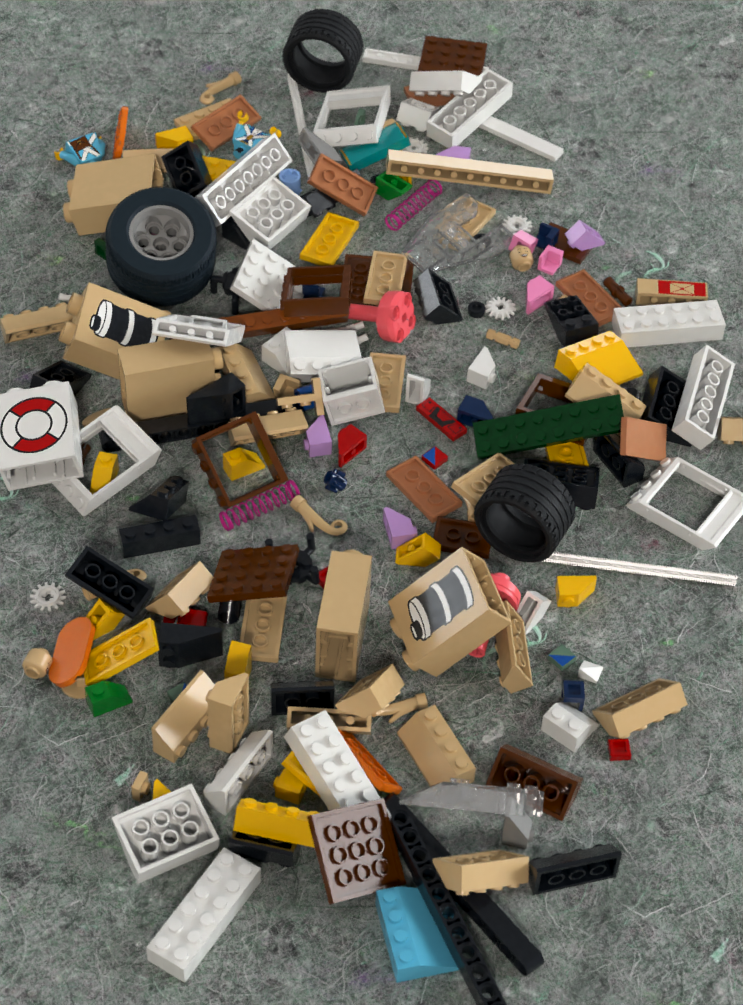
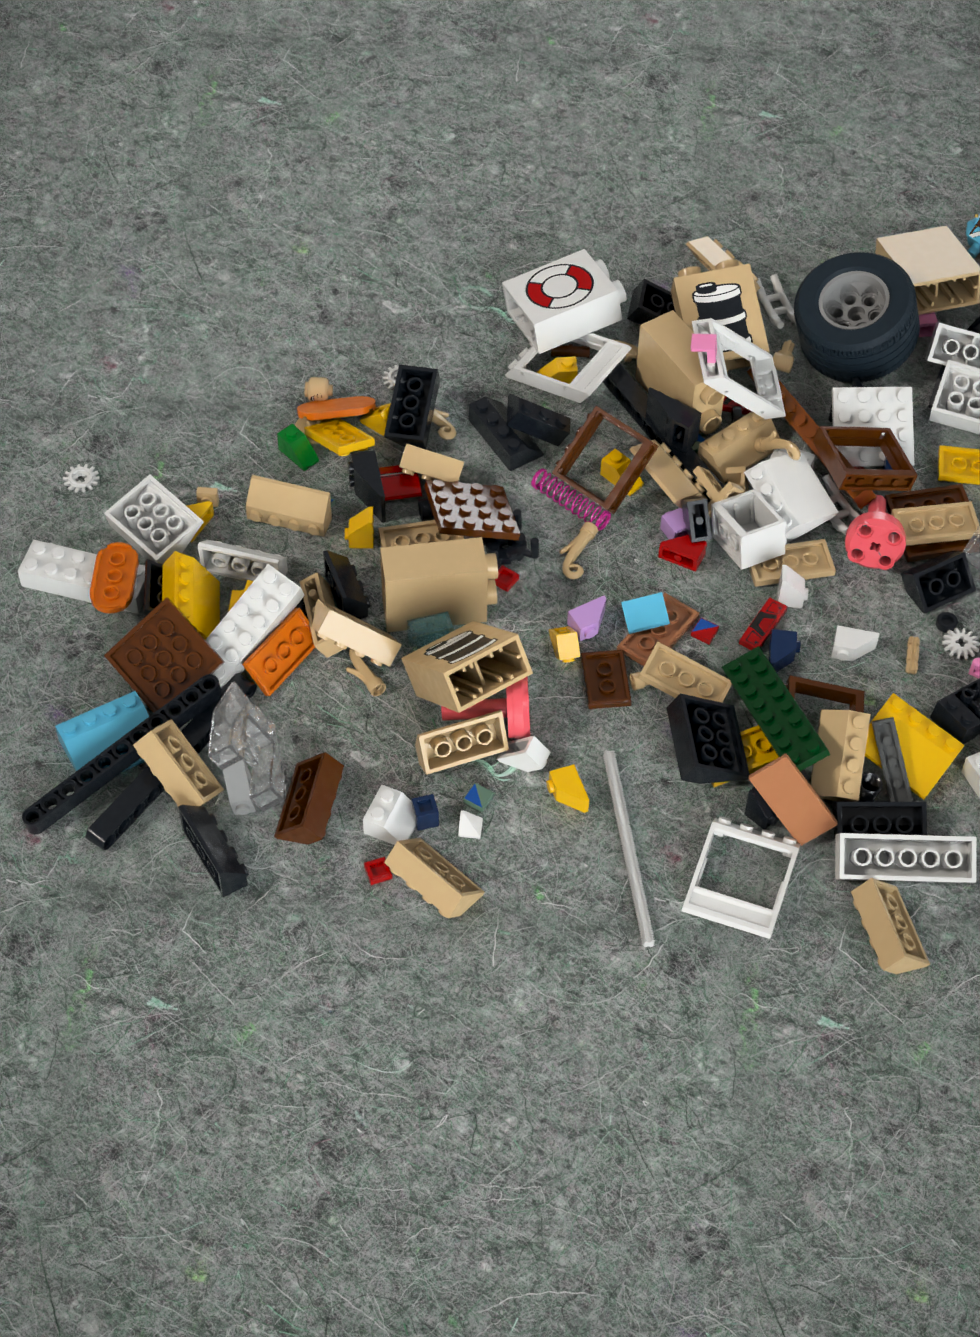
camera: 75 degrees right, 5 degrees up
(53, 893) = (84, 472): none -> white gear
(196, 326) = (705, 343): none -> bright pink panel
(228, 712) = (287, 525): tan slope -> none
(232, 878) = (114, 578): none -> orange tile
(257, 356) = (766, 444): none -> tan plant
(328, 418) = (696, 518): none -> black slope
(335, 480) = (628, 551): dark blue gear -> none
(375, 644) = (428, 629): none -> clear light blue brick
(406, 486) = (645, 613): none -> medium azure slope
(435, 748) = (321, 713): tan slope -> none
(537, 495) = (627, 704): black tyre -> none
(618, 375) = (892, 760): none -> dark grey tile

